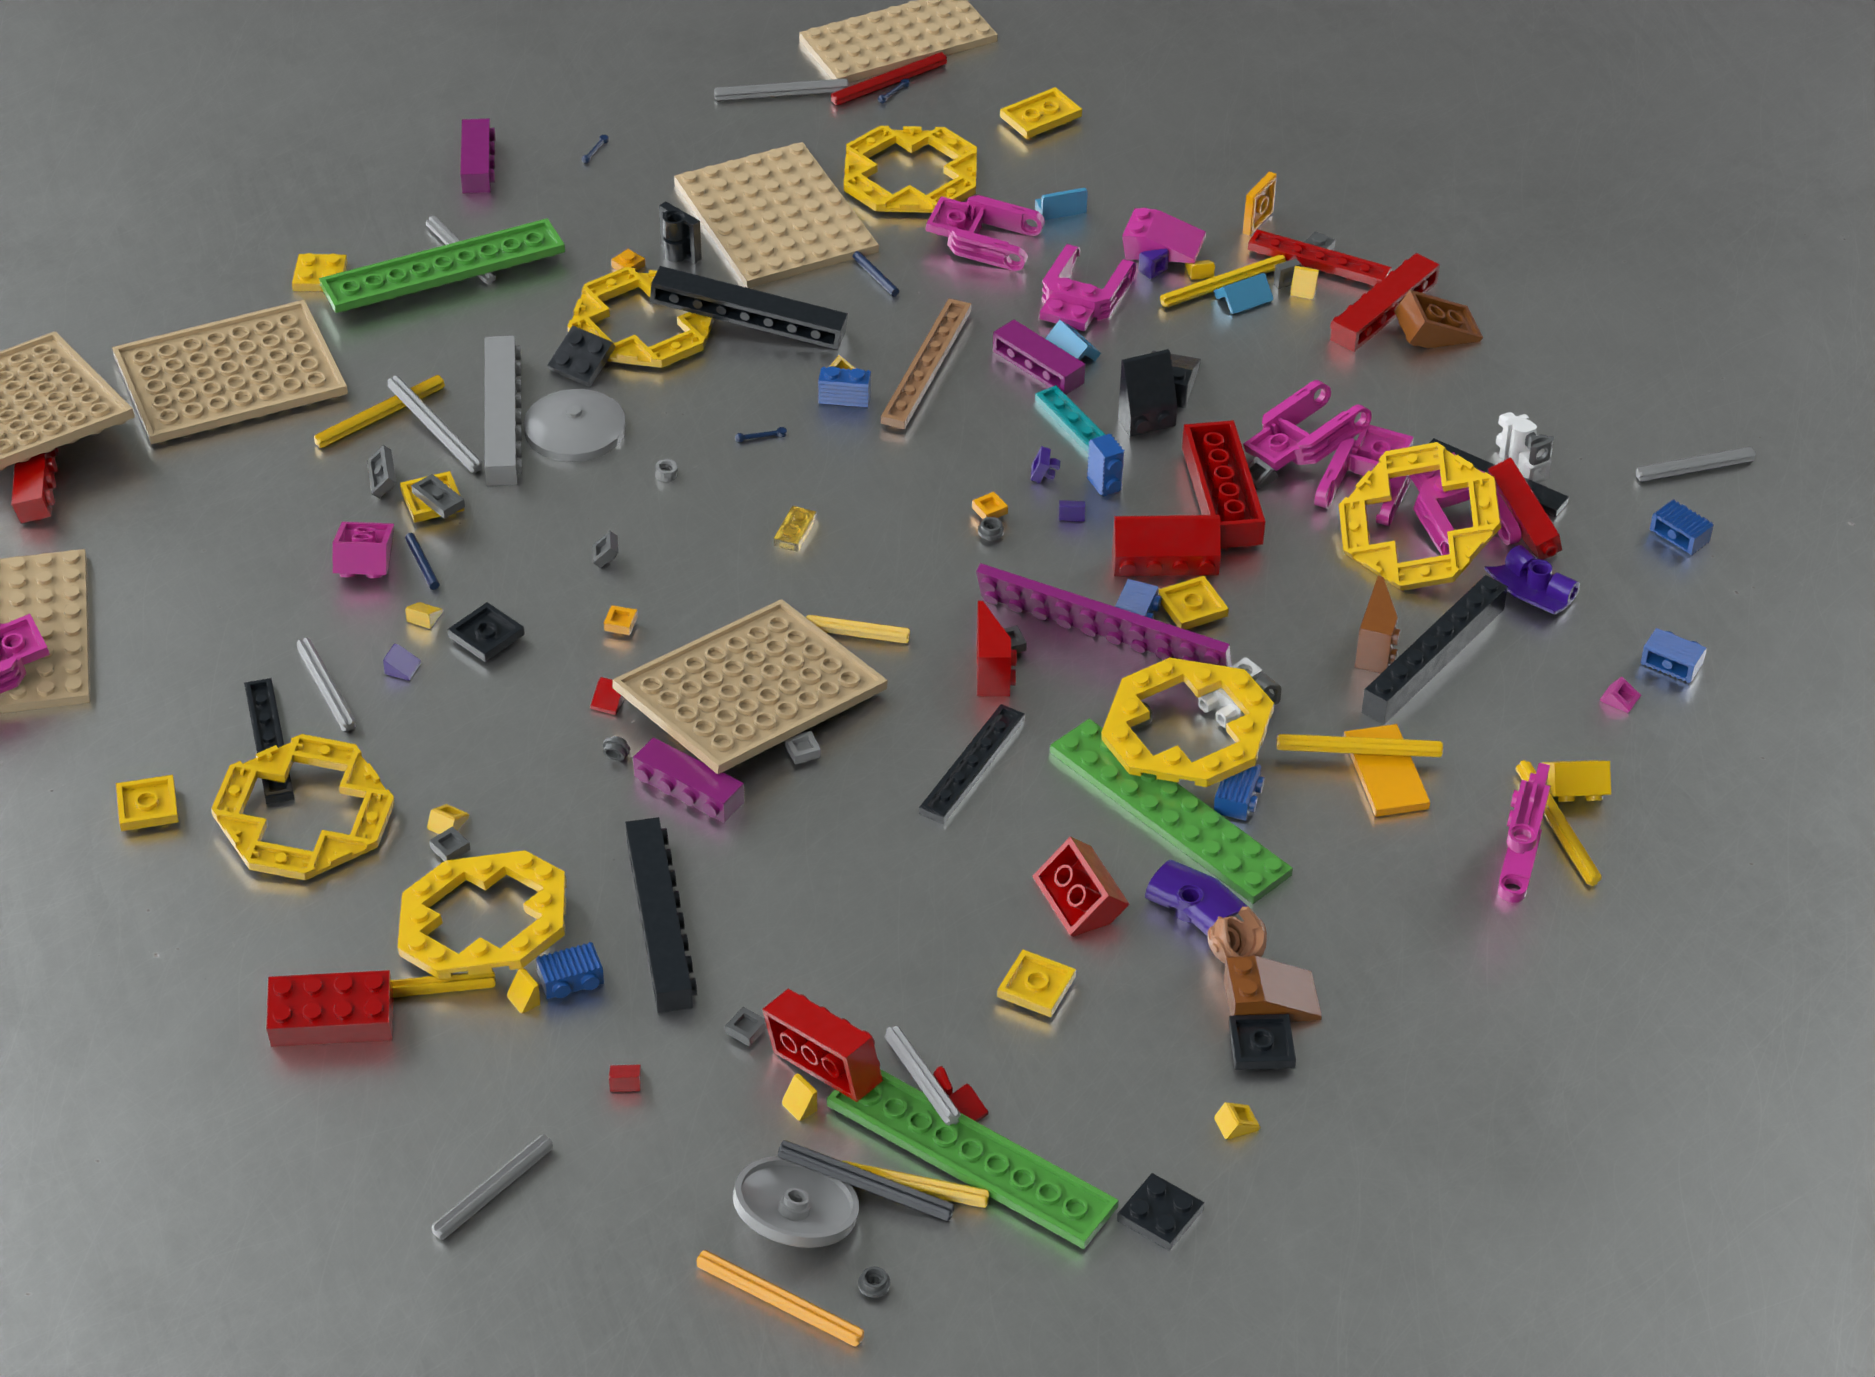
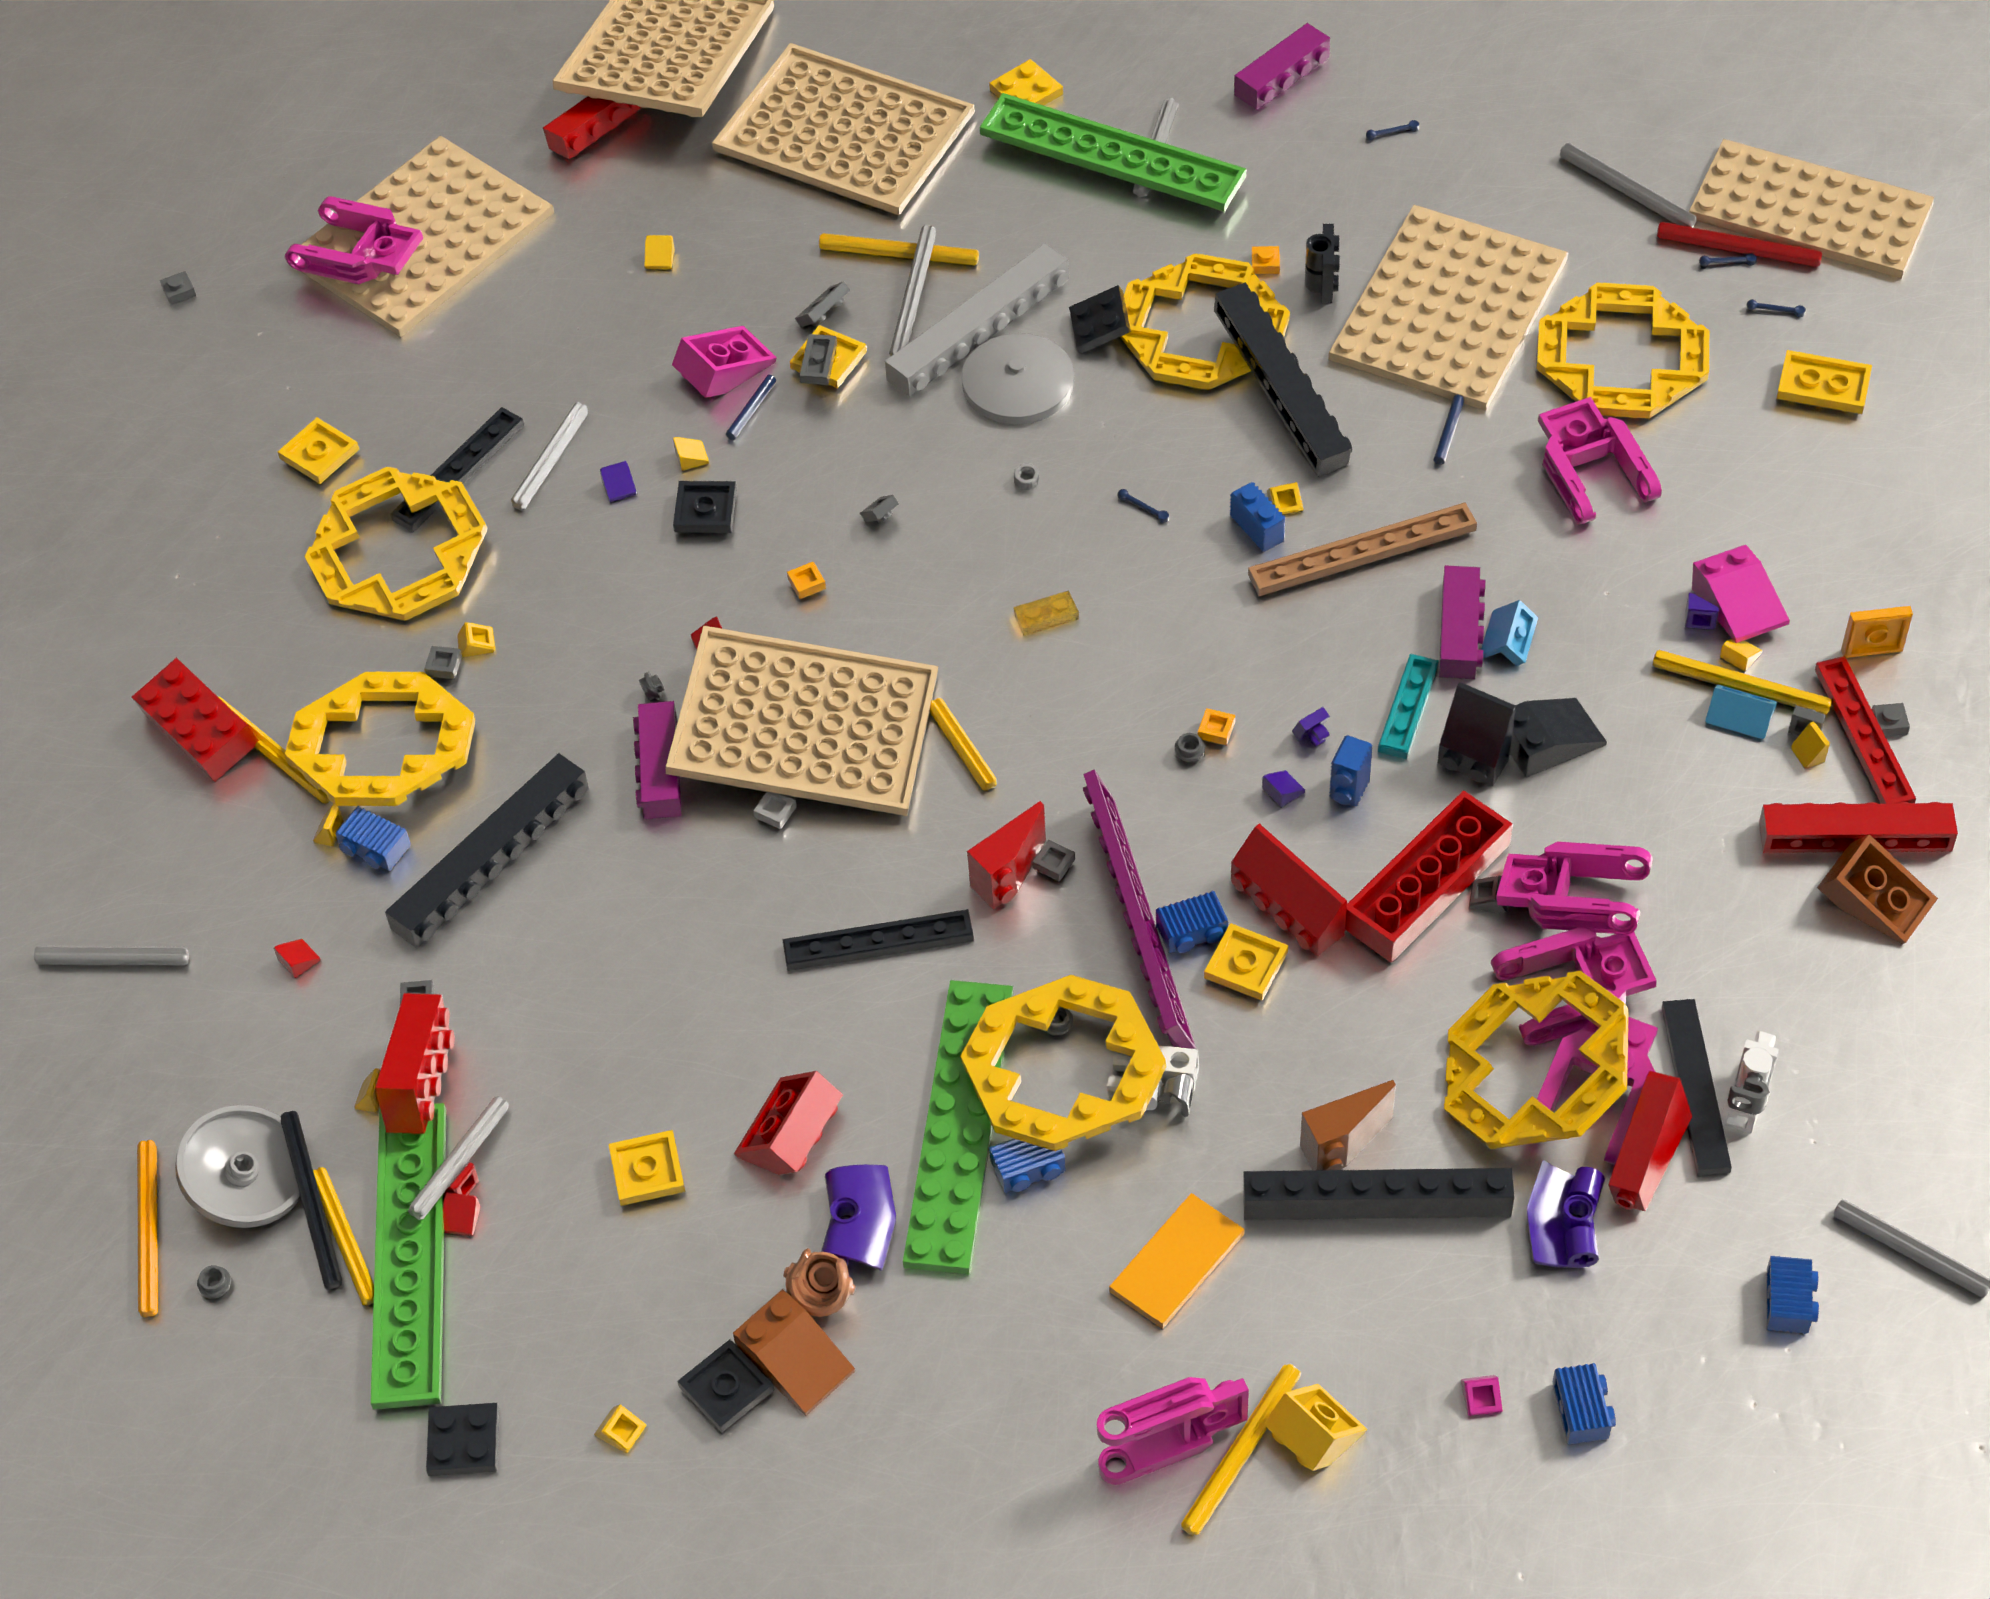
camera: 55 degrees right, 10 degrees up
(211, 522) = (659, 252): none -> yellow slope
(970, 91) = (1799, 311): none -> dark blue hinge
(1062, 203) = (1706, 489): dark azure panel -> none
(1077, 301) = (1571, 596): dark pink plate -> none
(1359, 745) = (1177, 1218): yellow axle -> none

